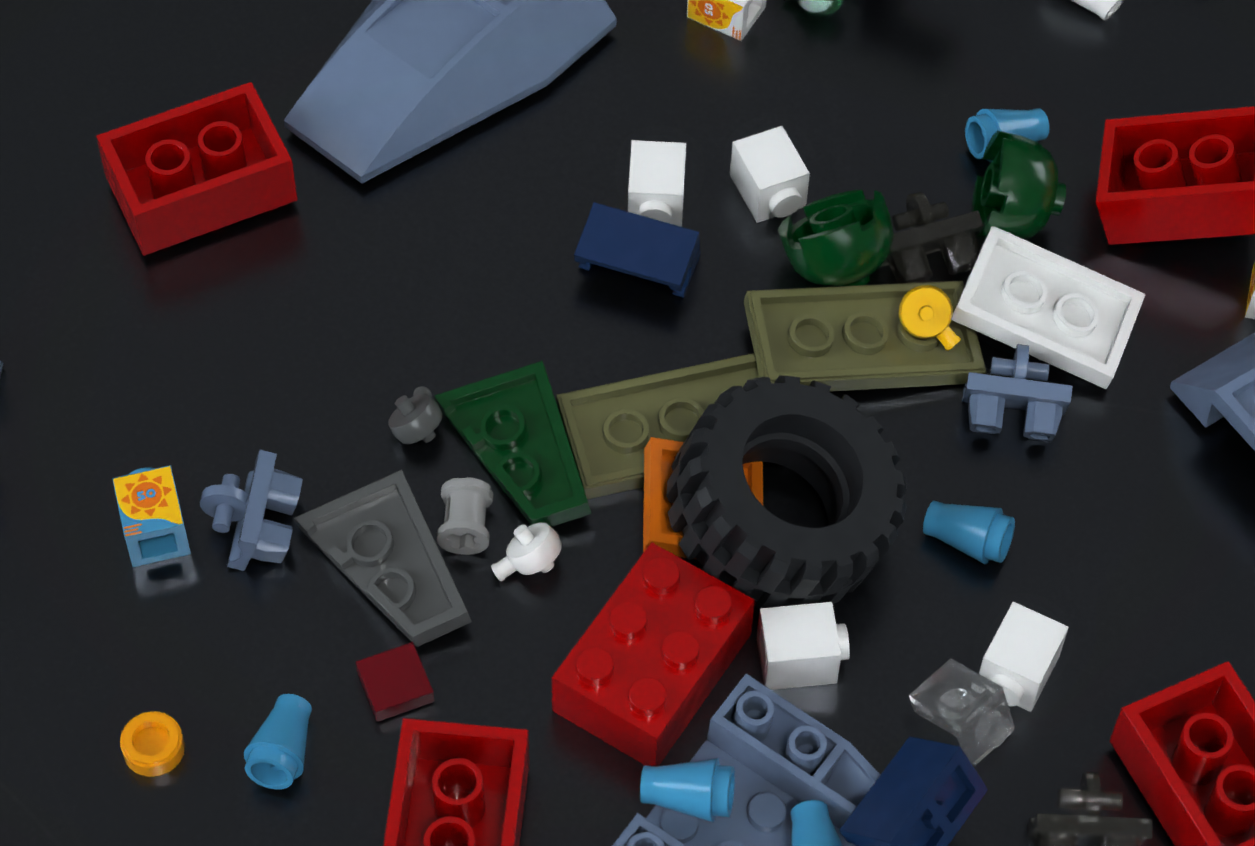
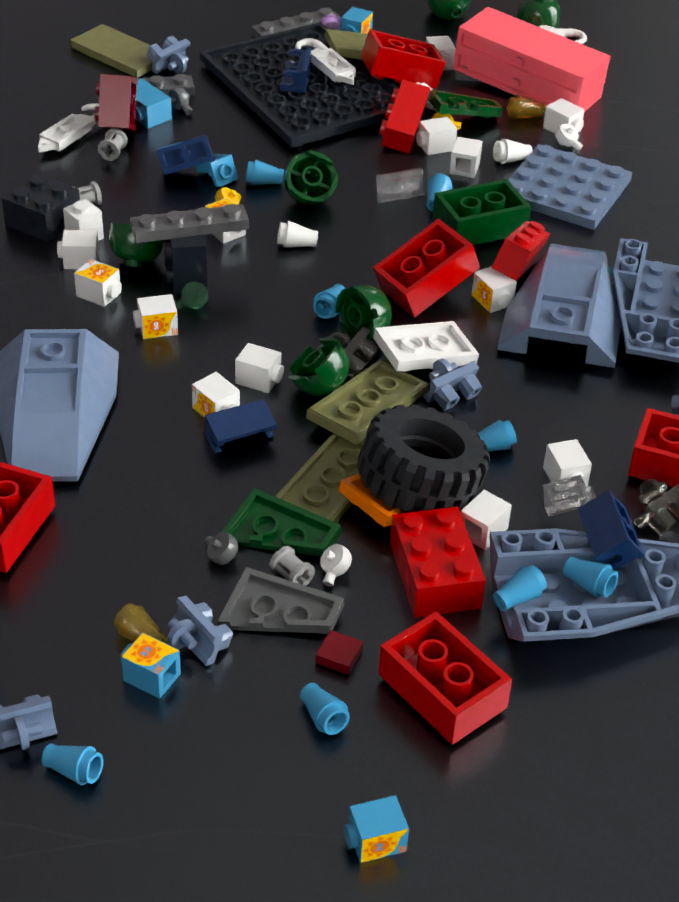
camera: 45 degrees left, 15 degrees down
(152, 744) = (263, 756): light orange tile -> none
(198, 451) = (134, 621): none -> clear yellow cone
(927, 314) = (389, 372): yellow piece -> none

